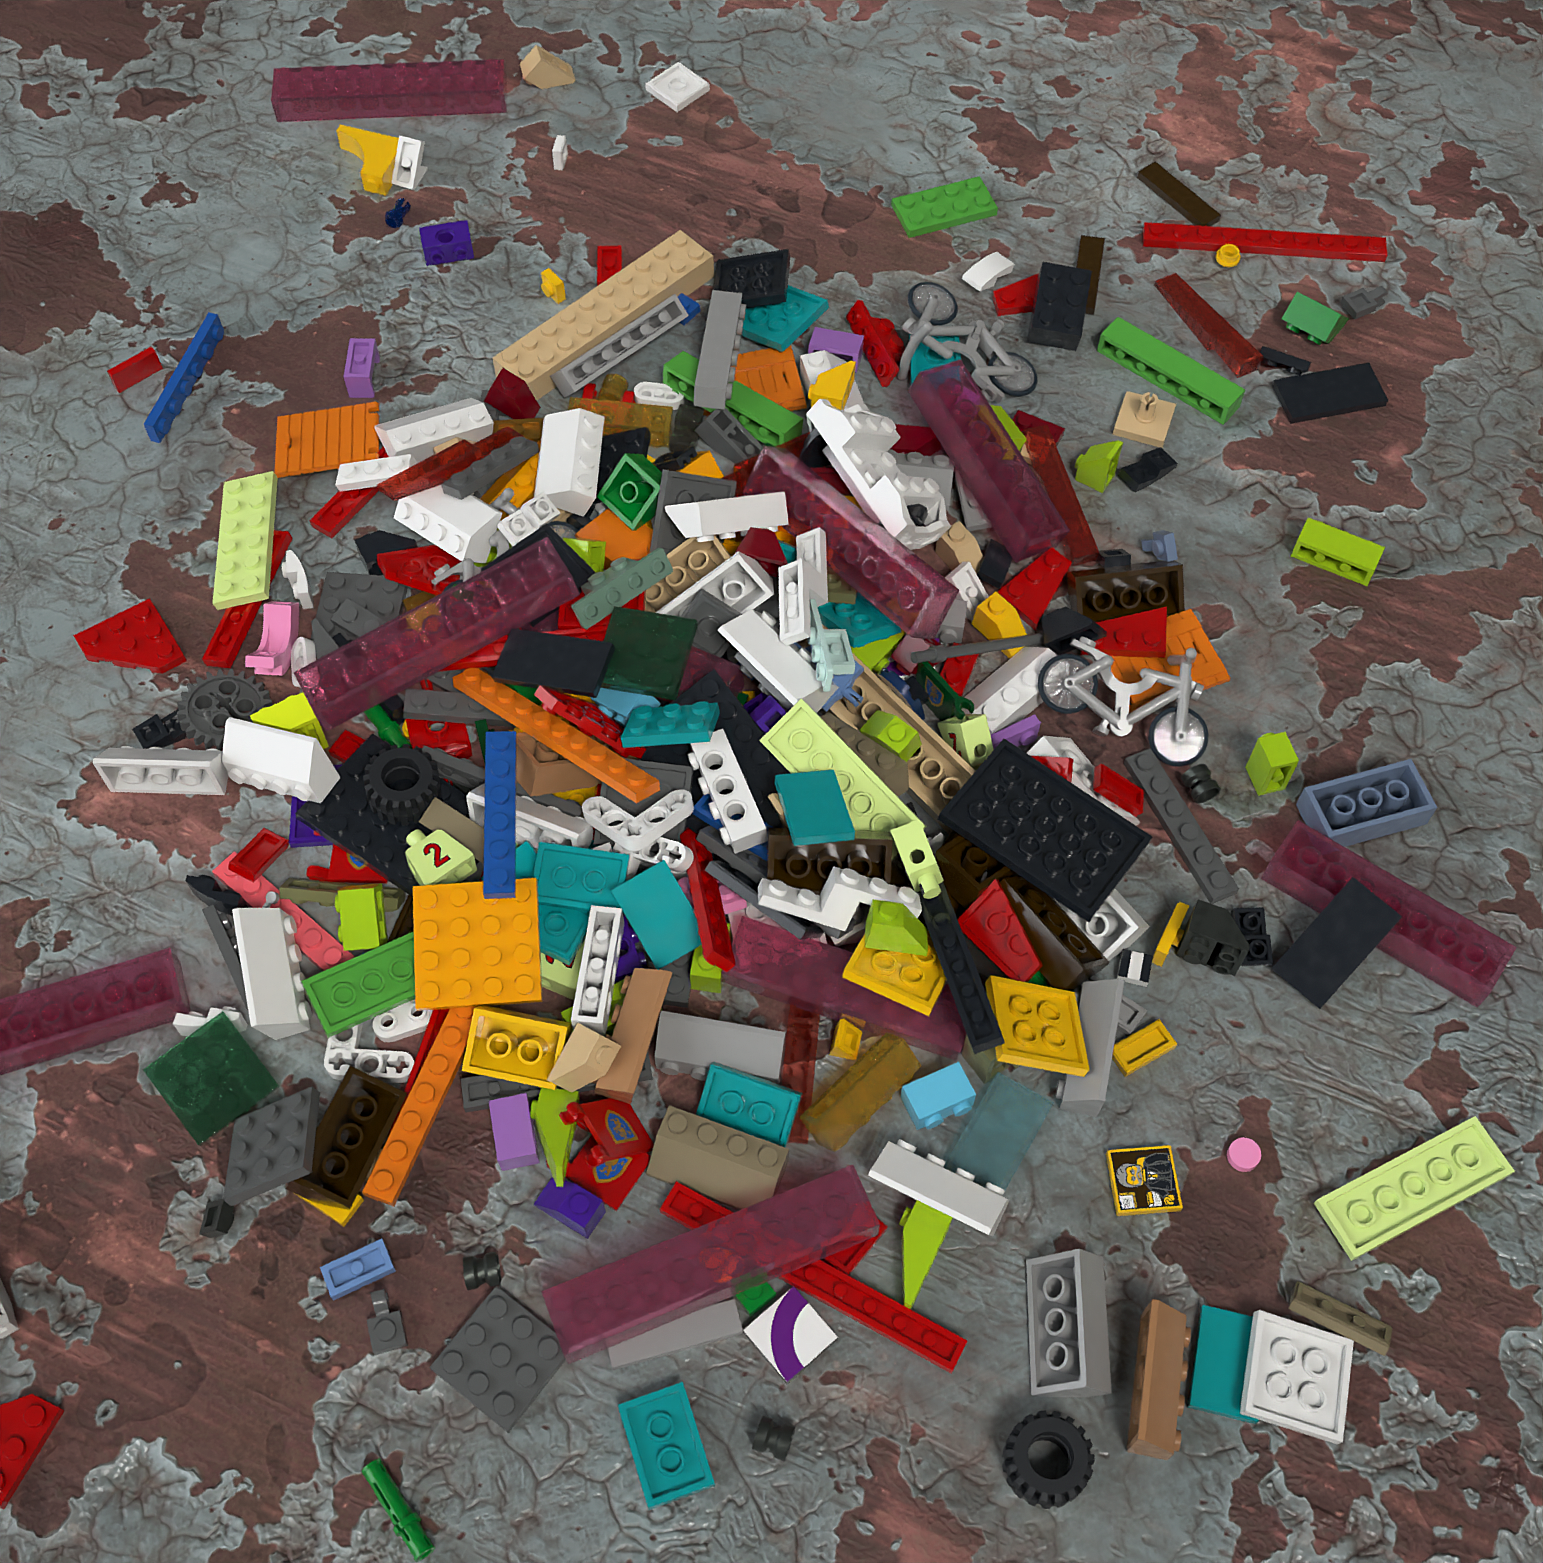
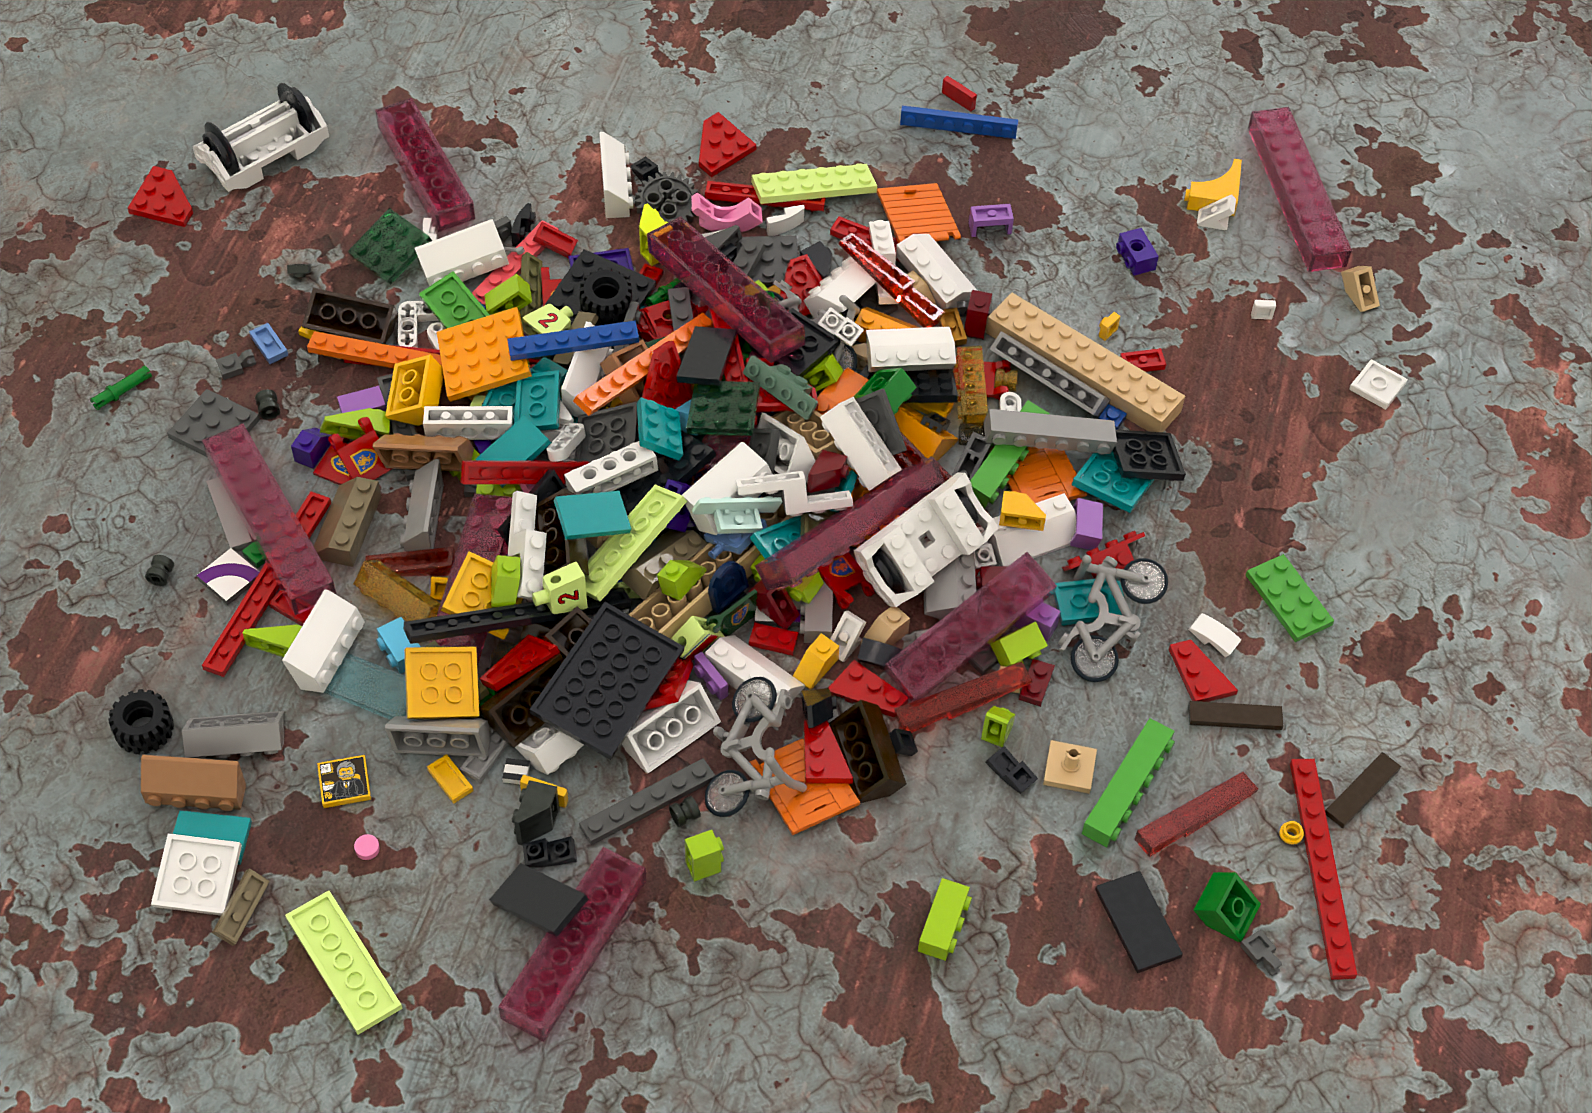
camera: 80 degrees right, 5 degrees down
(272, 1146) = (340, 279): dark grey plate -> none
(277, 760) = (617, 230): white slope -> none
(395, 216) = (1163, 216): clear blue pin -> none
(489, 468) = (890, 300): dark grey plate -> none
(583, 1059) = (404, 422): tan slope -> none
(666, 1445) = (156, 515): teal plate -> none
(672, 807) = (601, 445): white beam -> none
(749, 1104) = (383, 530): teal tile -> none
(939, 653) = (760, 600): dark grey bar -> none
(1059, 306) = (1174, 683): black brick -> none
(1118, 790) = (666, 748): red tile -> none
(1162, 545) = (917, 773): sand blue plate -> none
(1295, 364) = (1166, 878): black plate -> none
(1368, 804) = (673, 930): sand blue brick -> none

